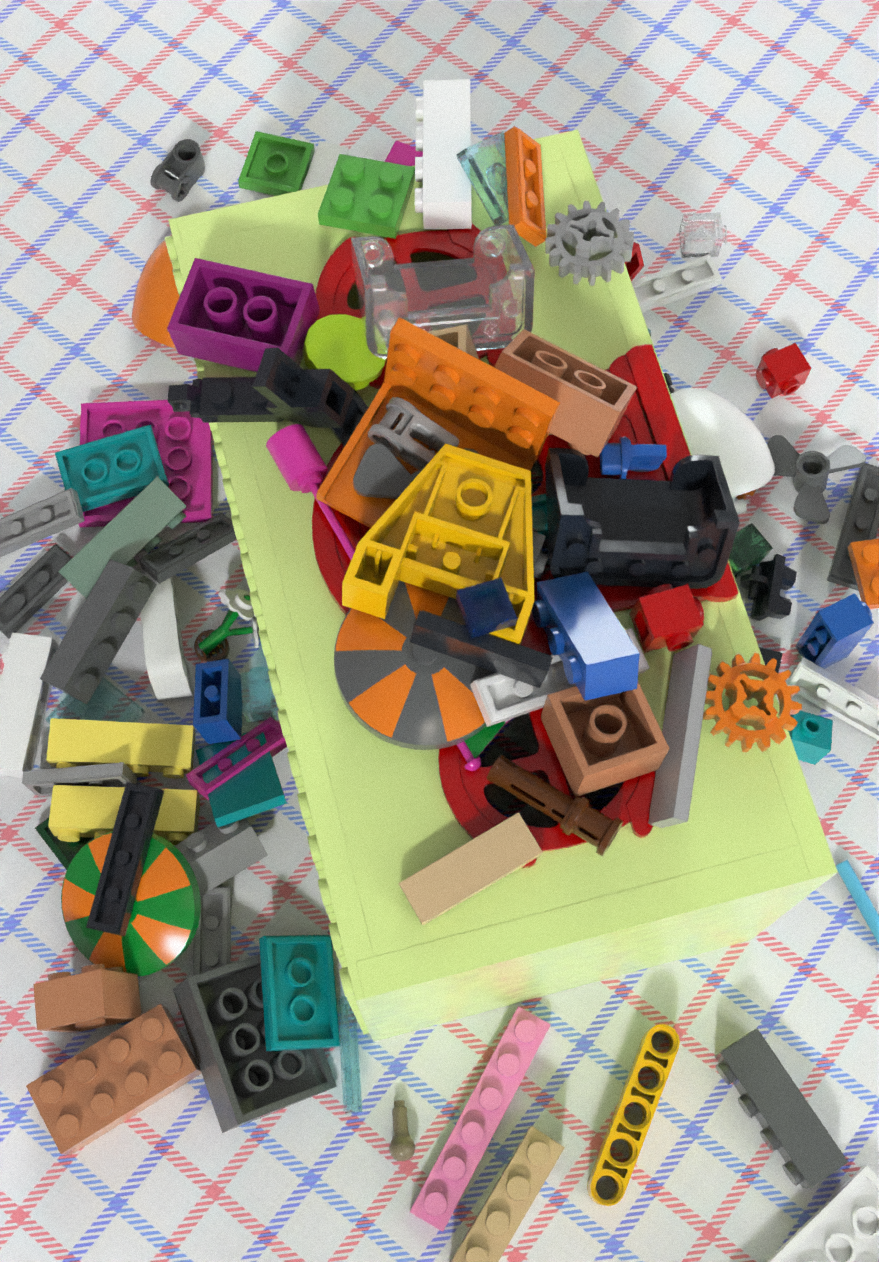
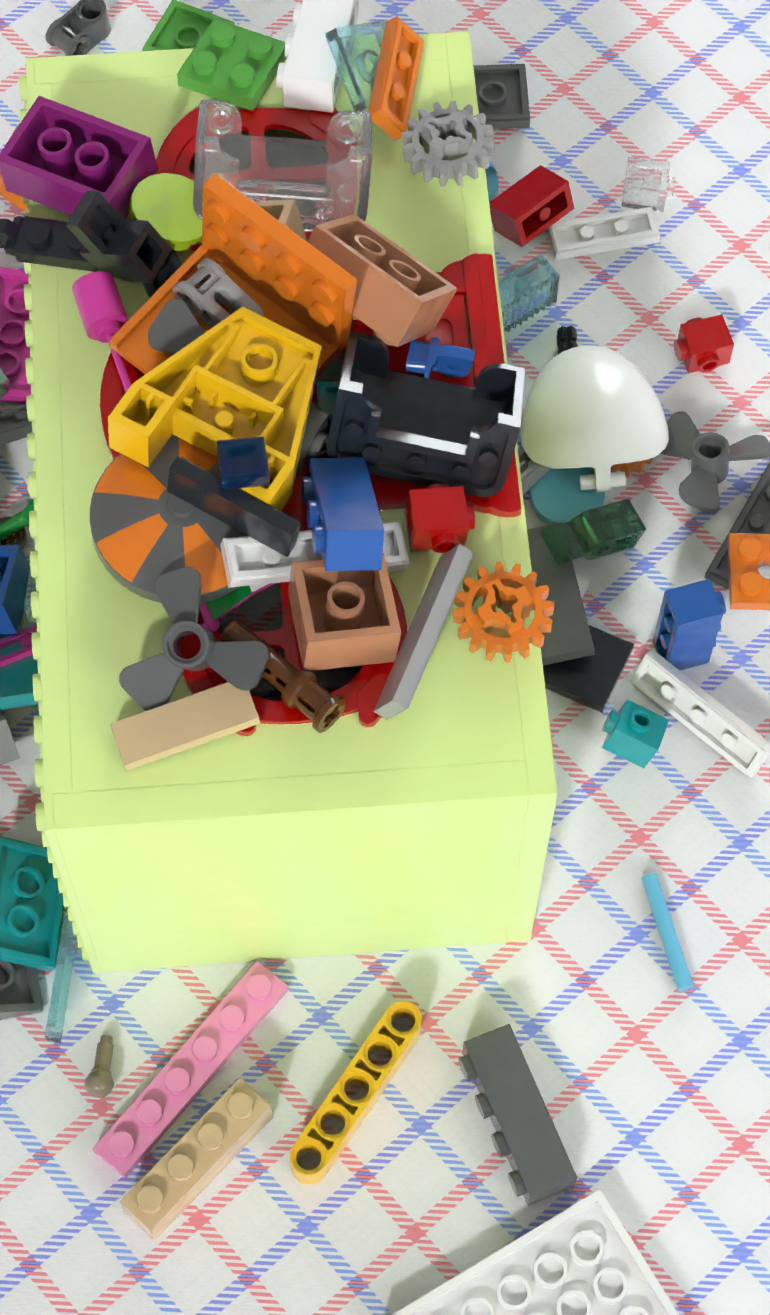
camera: 10 degrees right, 5 degrees down
(511, 800) = (155, 678): none -> dark grey piece
(765, 586) = (641, 560): black hips -> none

